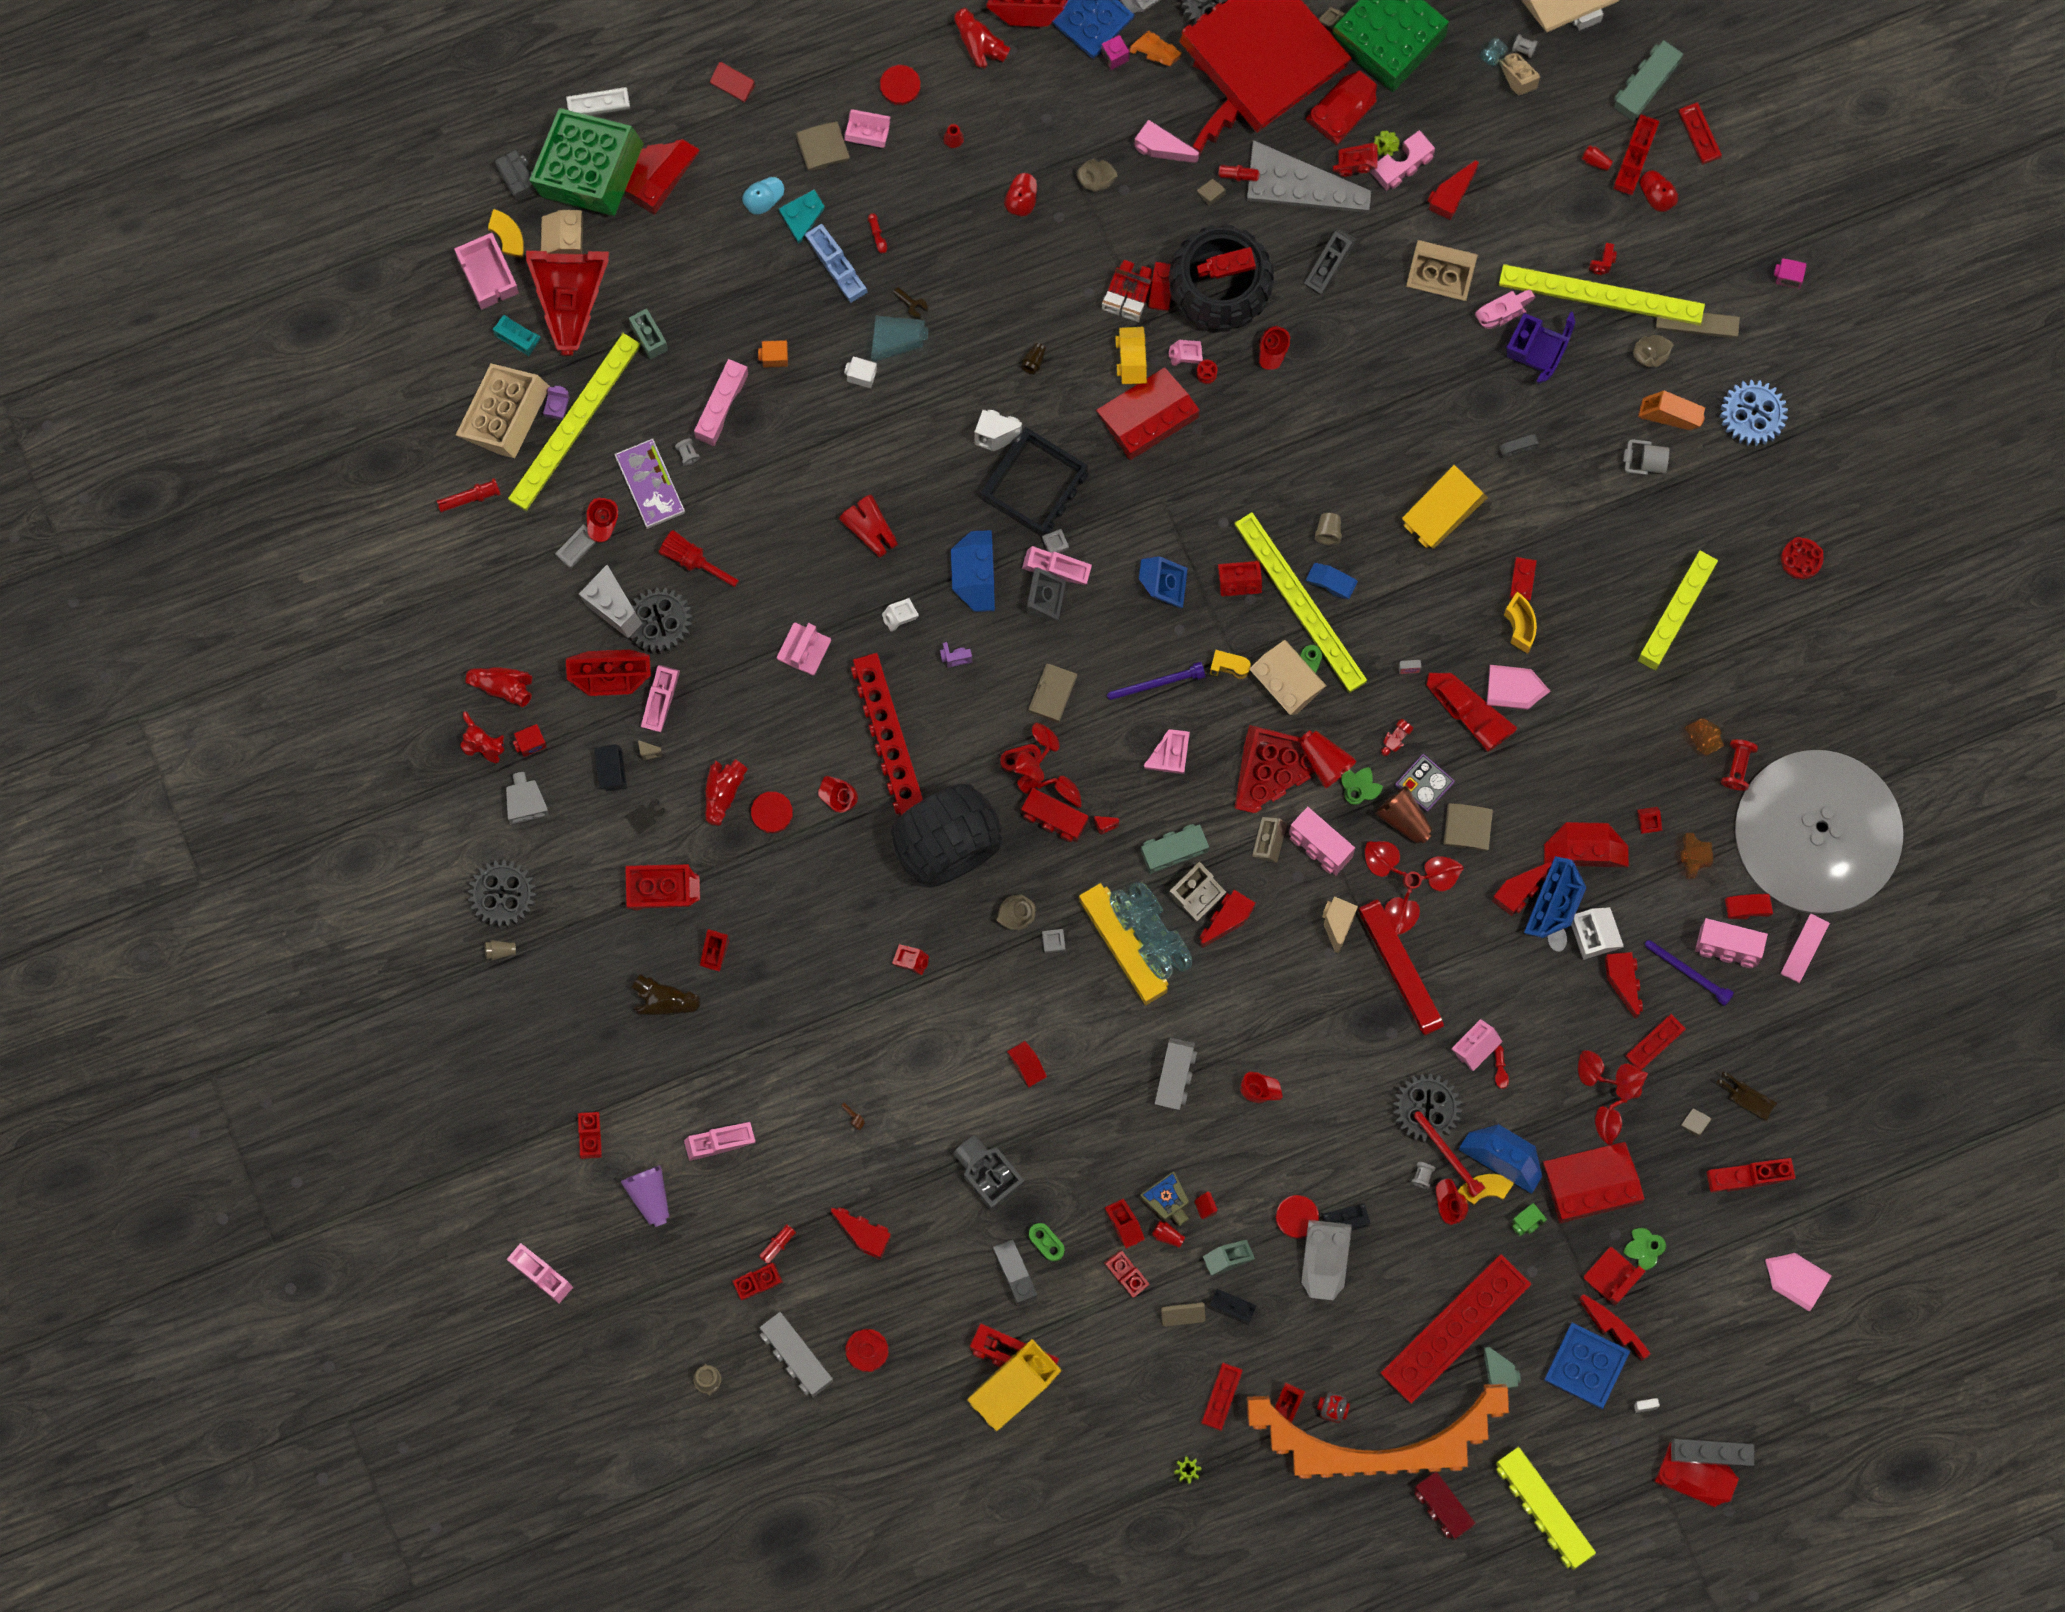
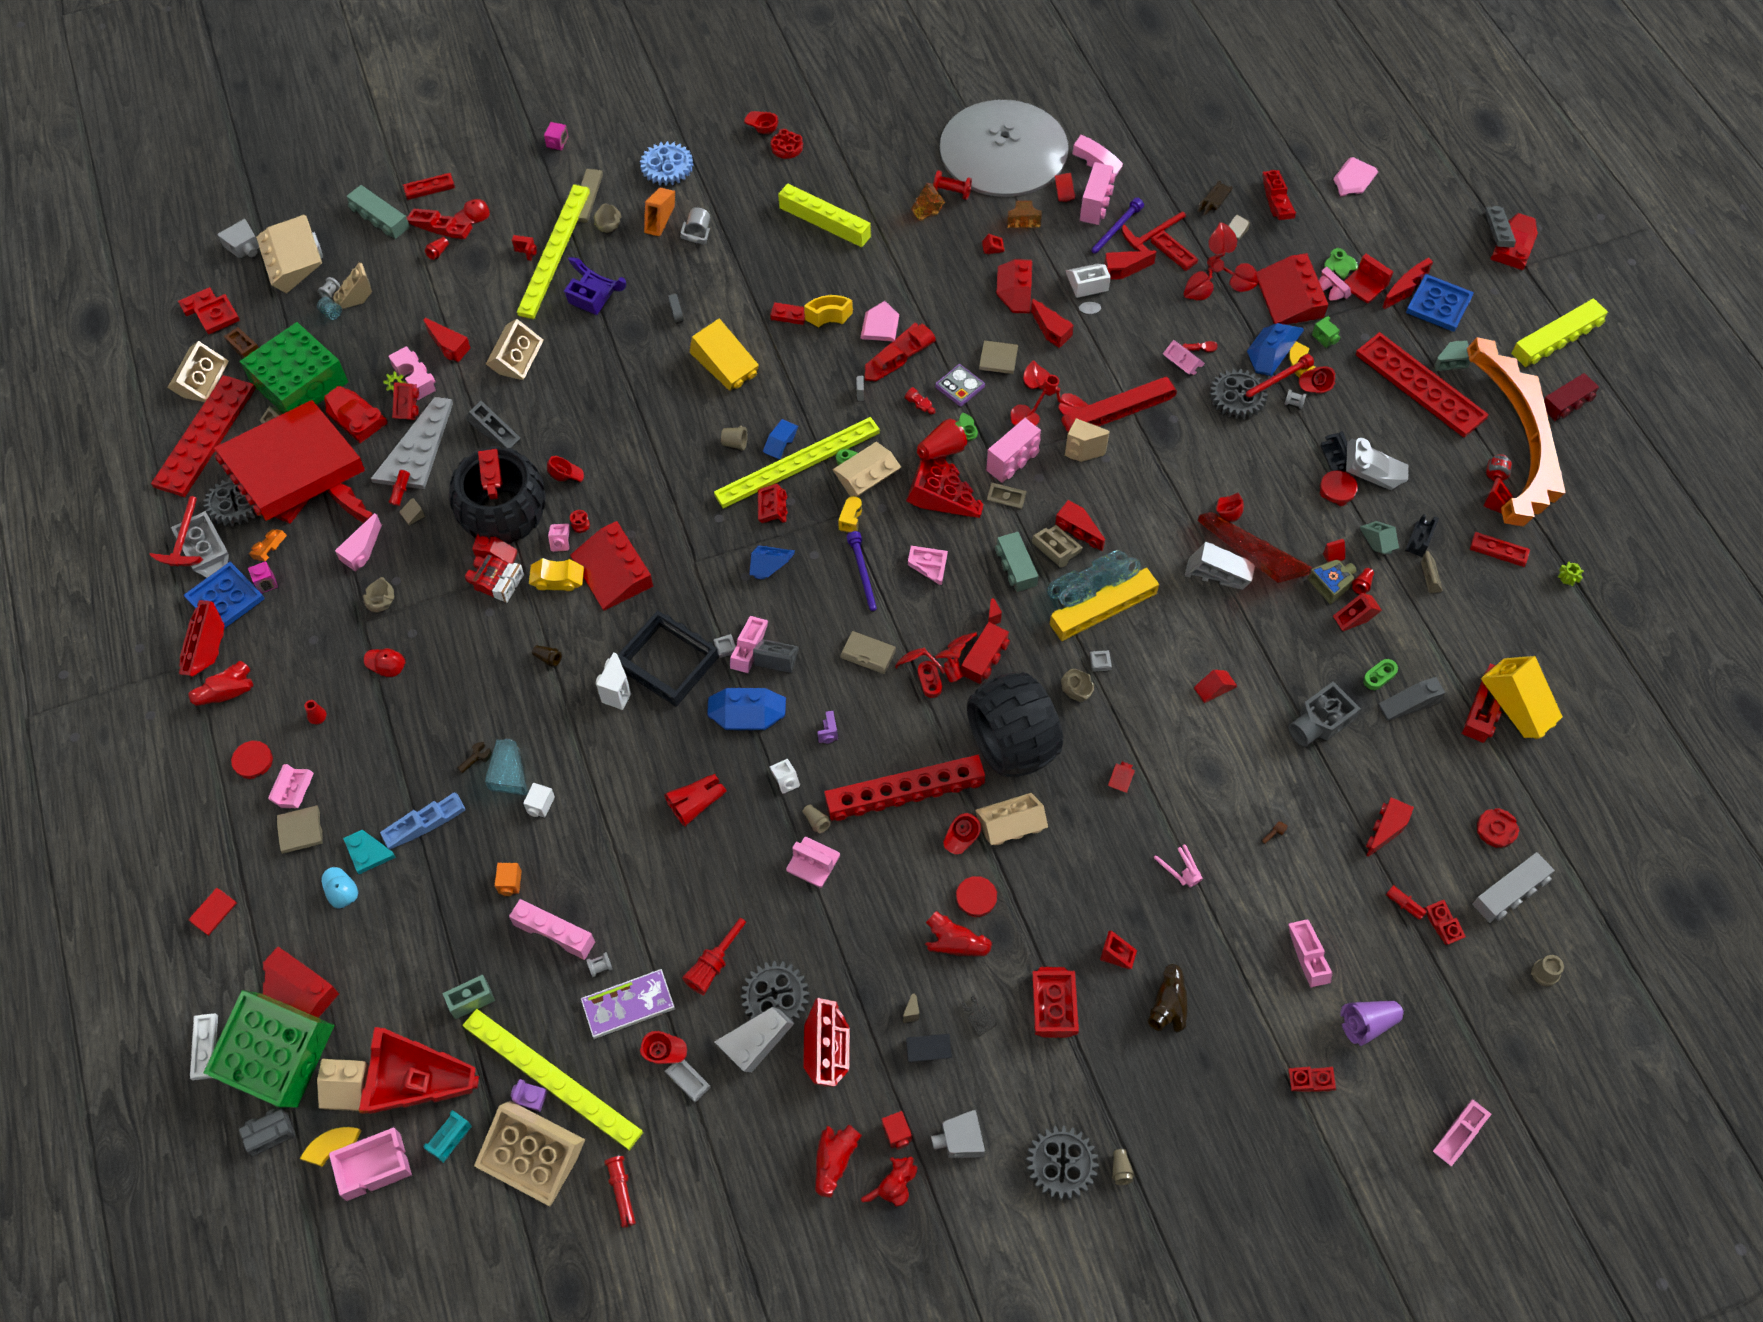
camera: 85 degrees left, 15 degrees down
(660, 698) = (856, 997): bright pink slope -> none
(799, 1023) = (1191, 875): none -> bright pink plant
(850, 649) = (817, 820): none -> dark tan cone
(857, 844) = (1012, 819): none -> tan slope
(880, 242) = (396, 785): red piece -> none
(1126, 1273) = (1401, 614): red slope -> none
(1193, 1121) = (1266, 557): none -> clear red wing
(1405, 816) = (988, 395): copper cone -> none
(1504, 309) = (556, 311): bright pink piece -> none
(1557, 899) = (1065, 293): blue wedge -> none
(1612, 1233) = (1339, 288): none -> bright pink tile
(1646, 1405) = (1467, 267): white tile -> none
(1665, 997) = (1137, 243): none -> red piece
(1832, 519) = (762, 121): none -> red cap

